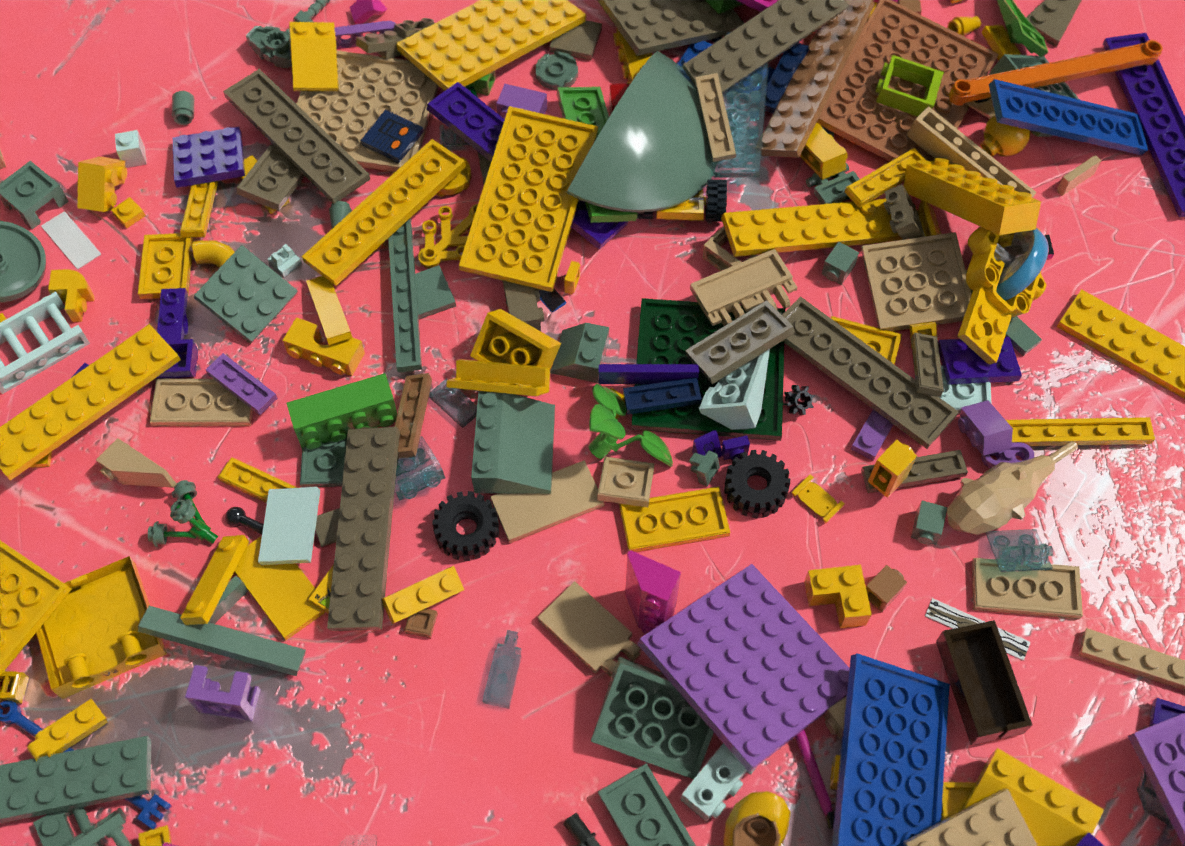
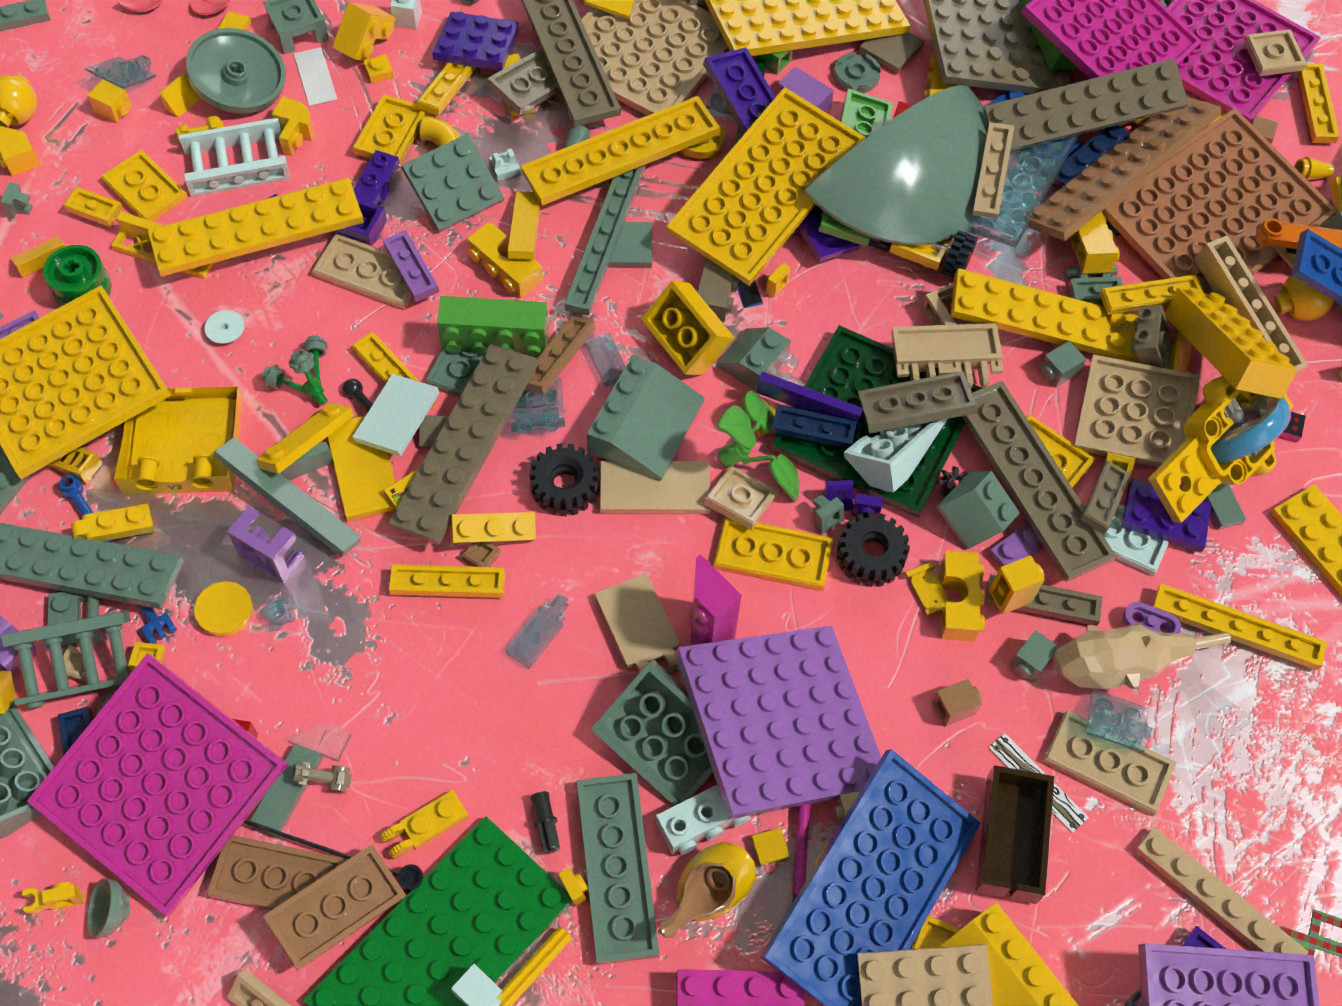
camera: 20 degrees right, 0 degrees up
(90, 504) = (224, 326): none -> light aqua piece
(132, 467) = (275, 305): tan slope -> none
(207, 768) = (223, 609): none -> yellow tile
(258, 744) = (275, 607): none -> clear light blue plate
(392, 136) = (661, 80): dark blue tile -> none
(402, 659) = (447, 581): none -> yellow plate
(449, 238) = (674, 198): yellow plant -> none
(501, 378) = (660, 350): yellow fence -> none
(786, 779) = (770, 847): none -> yellow tile
(829, 414) = (978, 508): none -> sand green slope
(841, 475) = (963, 618): none -> yellow arch
(841, 587) = (912, 683): yellow brick -> none
(911, 72) = (1228, 196): lime window -> none
(985, 428) = (1138, 584): medium lavender brick -> none

